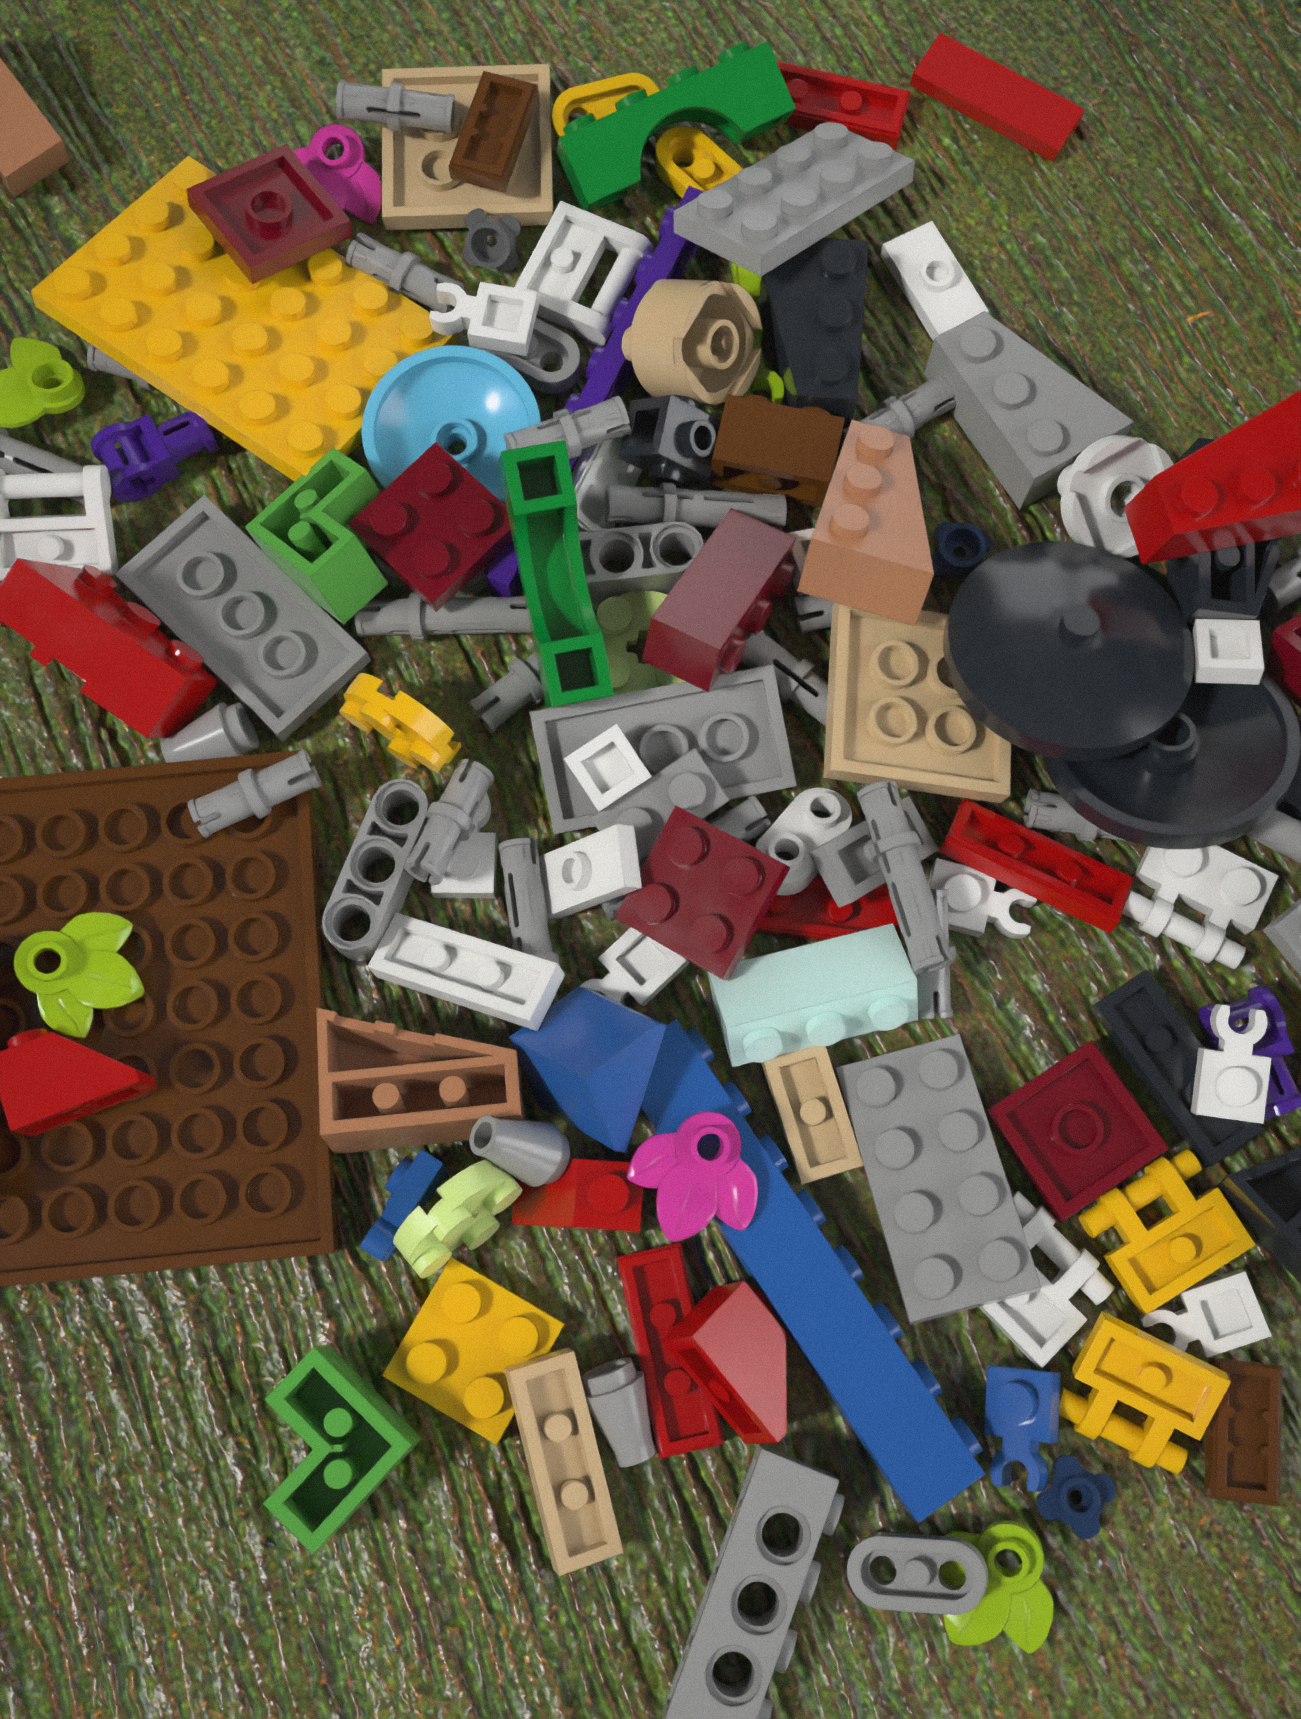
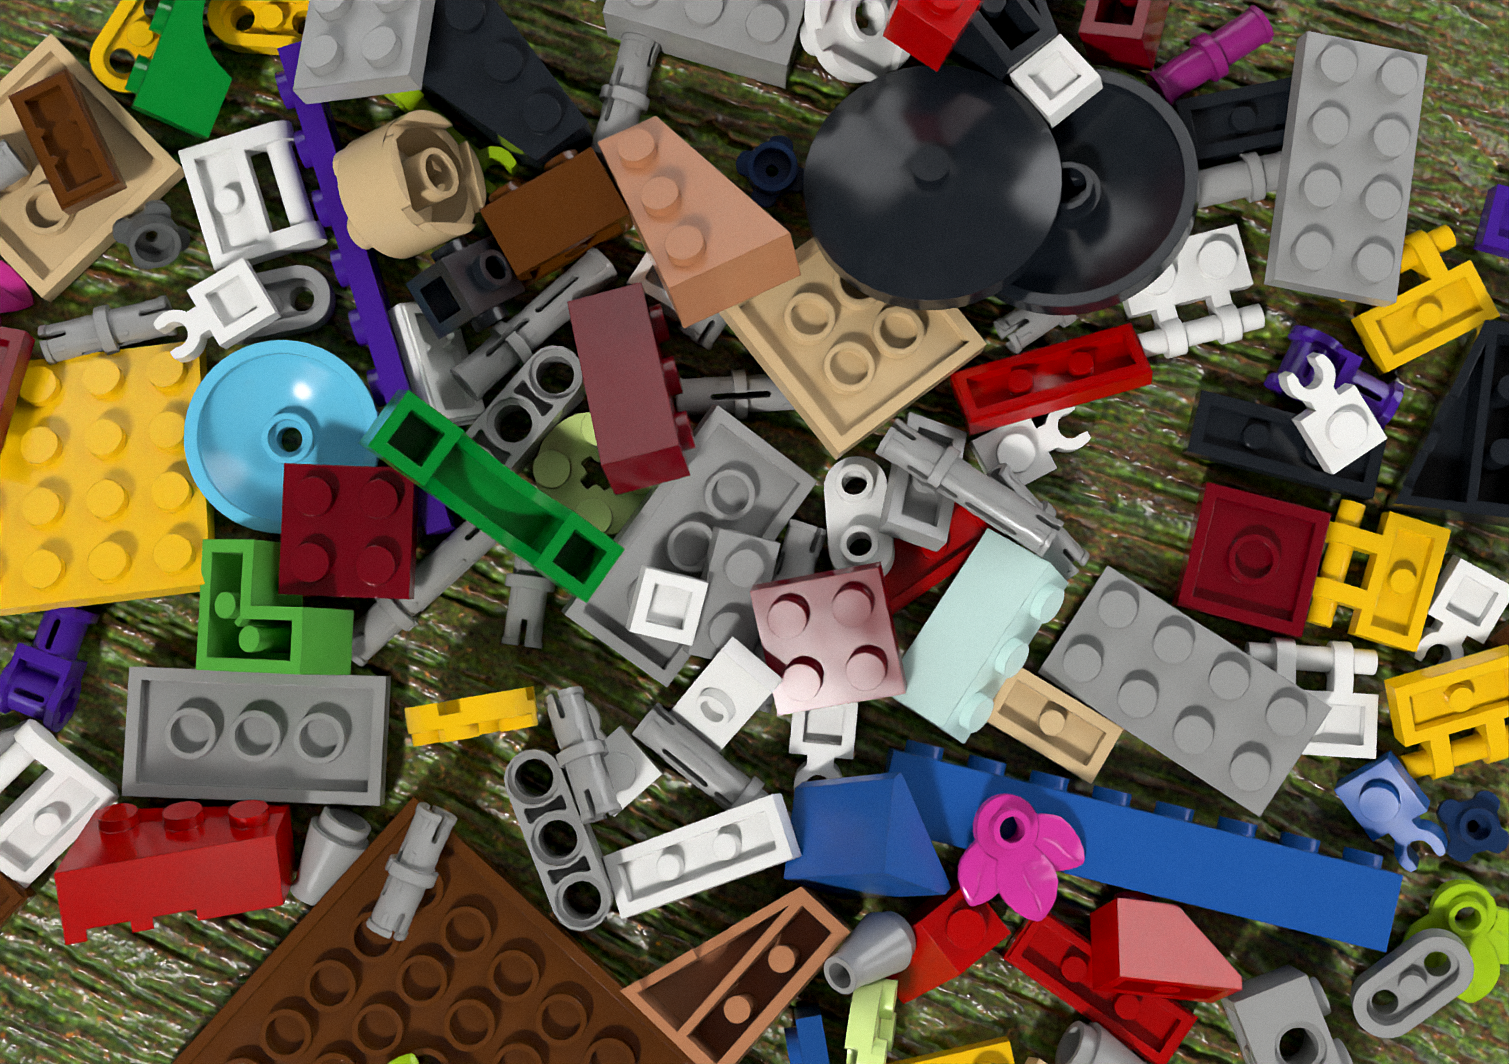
camera: 45 degrees left, 10 degrees up
(577, 428) = (384, 360): light grey pin -> none

